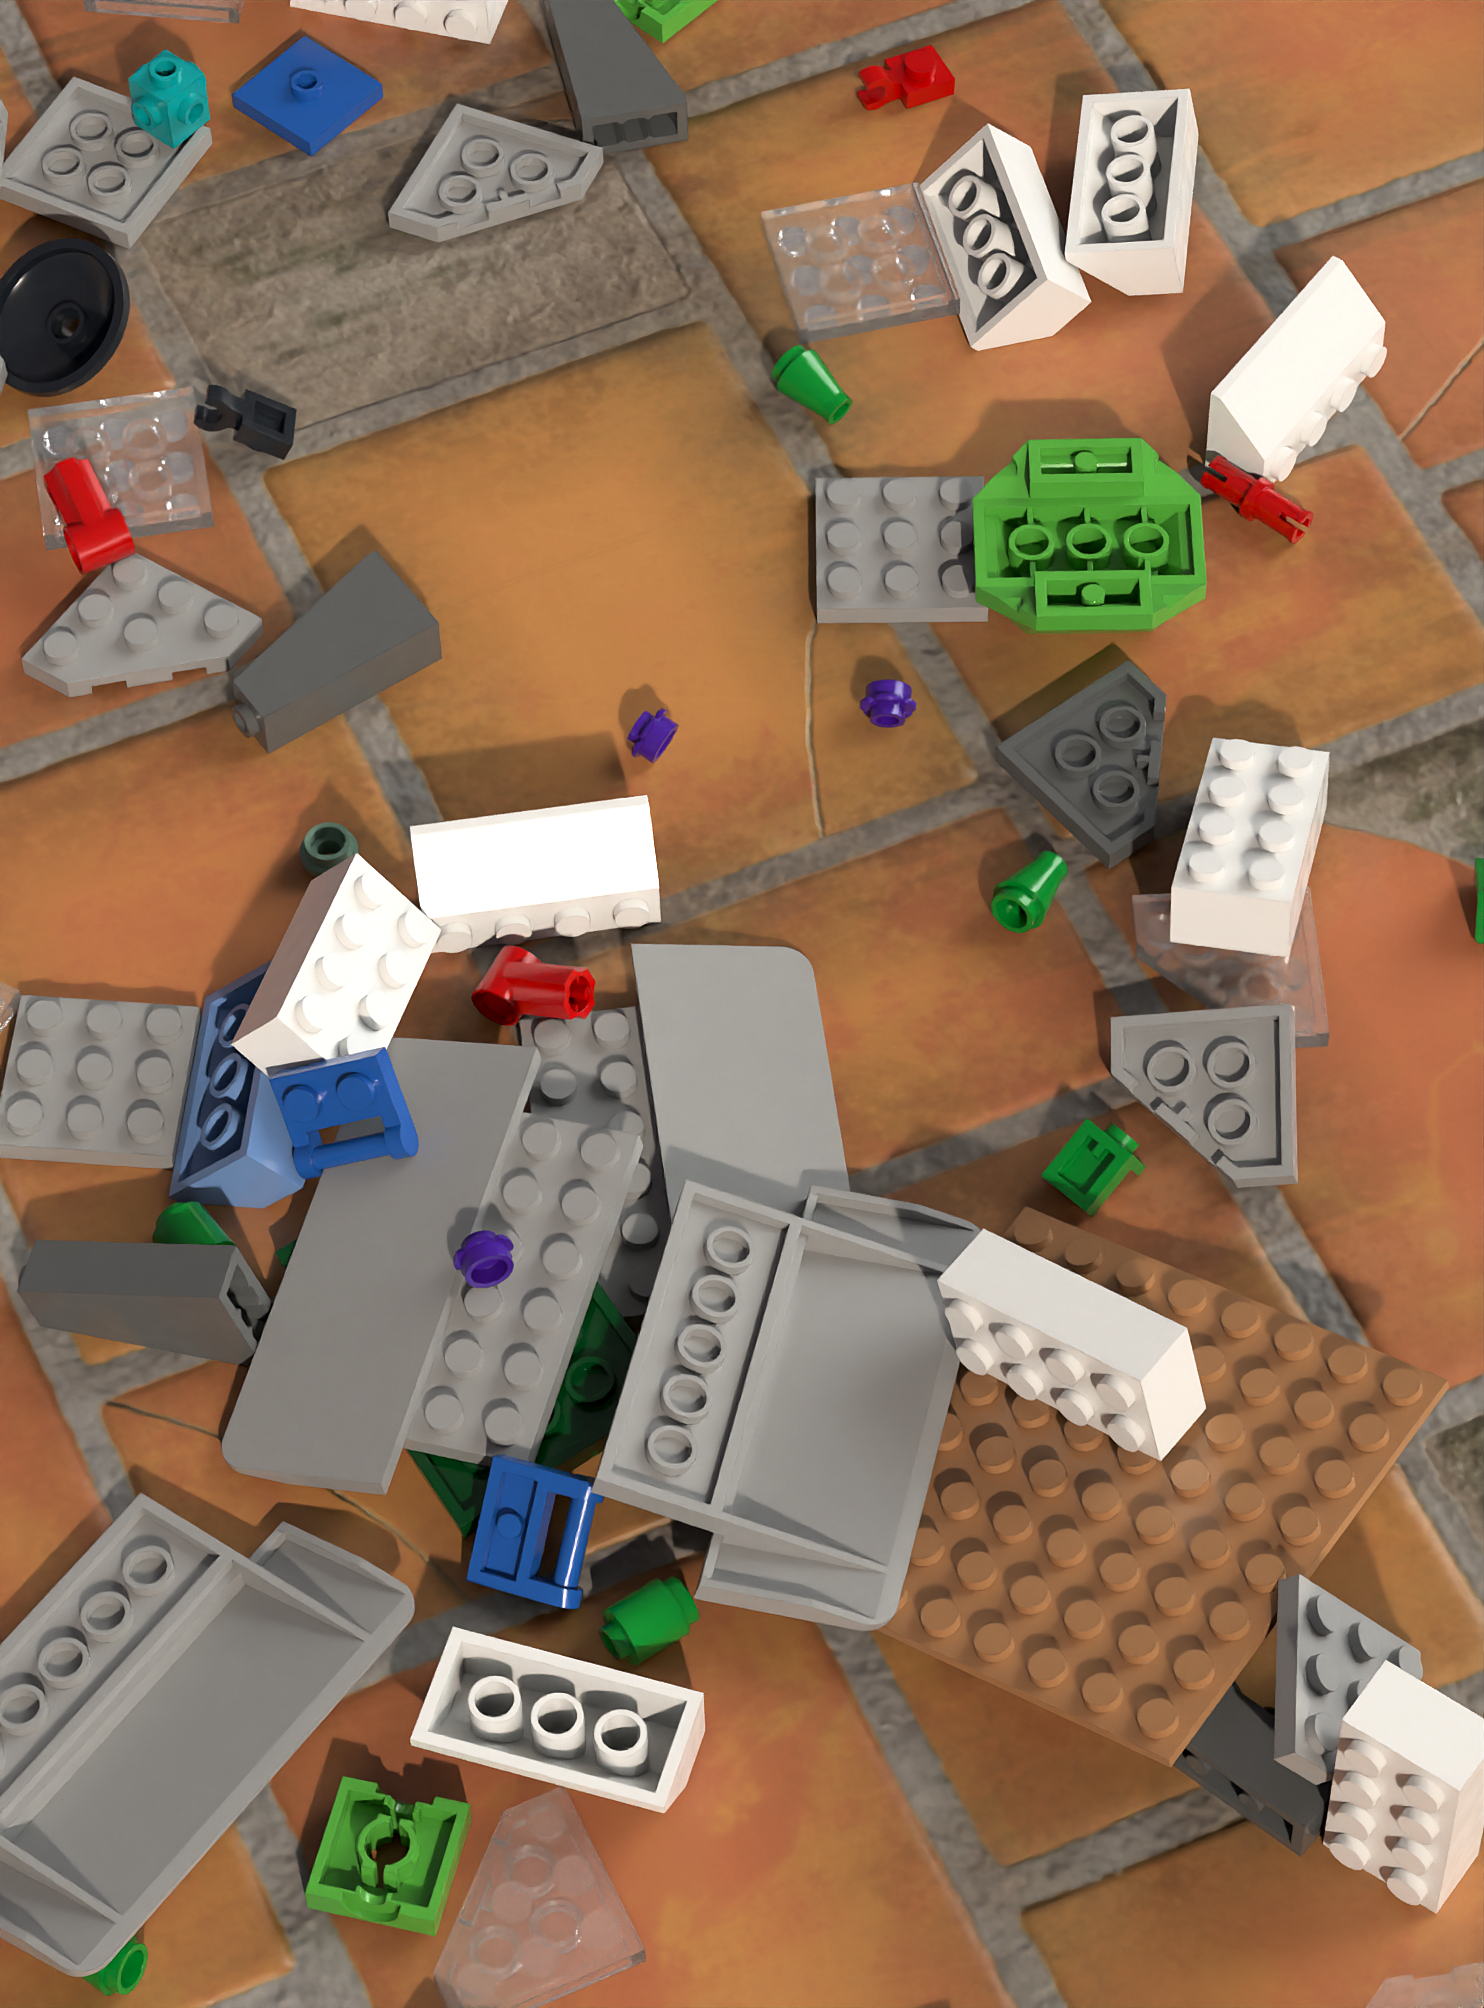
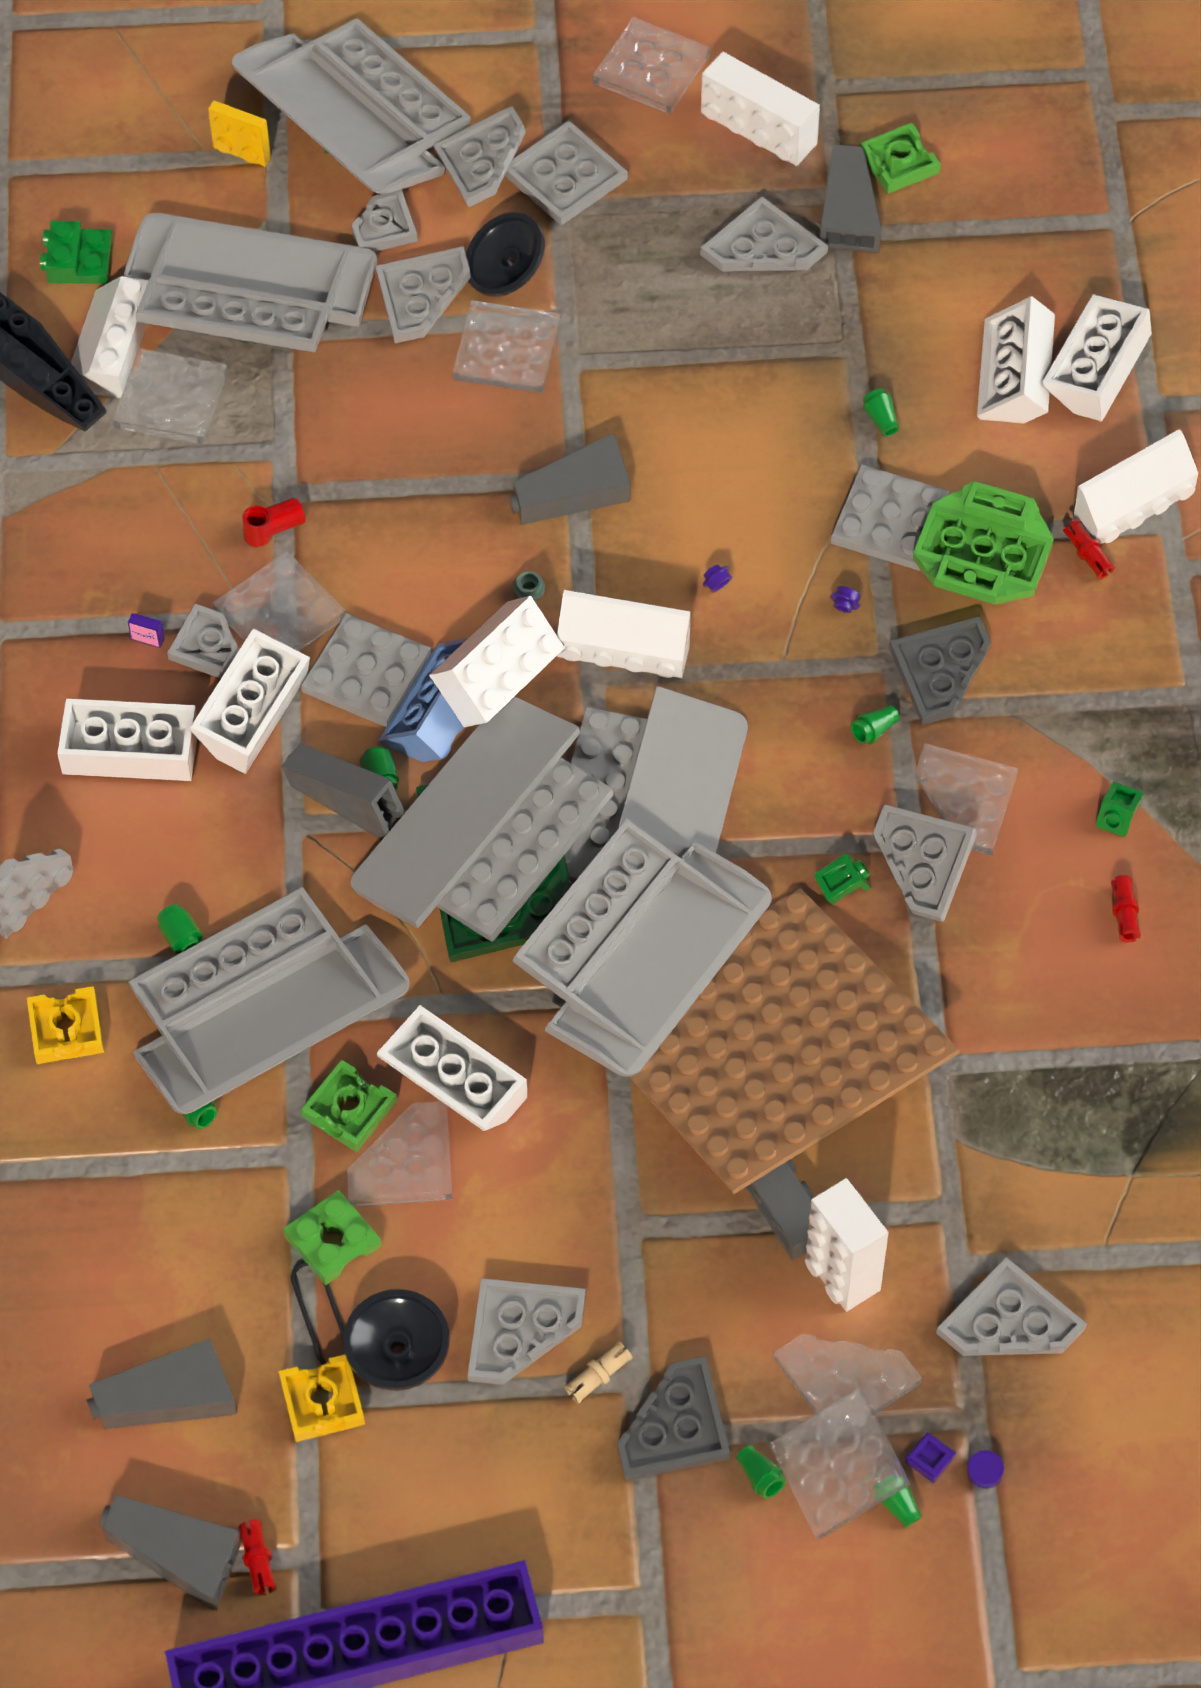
camera: 20 degrees right, 5 degrees up
(91, 527) = (476, 375): red piece -> none
(139, 629) = (482, 437): light grey plate -> none
(169, 98) = (609, 149): teal brick -> none
(256, 420) = (585, 342): black plate -> none
(307, 95) = (688, 167): blue plate -> none
(342, 1093) = (474, 718): blue plate -> none
(484, 1259) = (508, 826): dark purple plate -> none
(516, 1527) = (474, 966): blue plate -> none
(523, 985) = (595, 690): red piece -> none
(648, 1620) = (520, 1034): green brick -> none
(860, 263) = (937, 351): clear plate -> none
(911, 77) = (1011, 253): red plate -> none
(1072, 1345) = (777, 968): white brick -> none
(1249, 847) = (993, 738): white brick -> none
(1321, 1669) = (833, 1159): light grey plate -> none

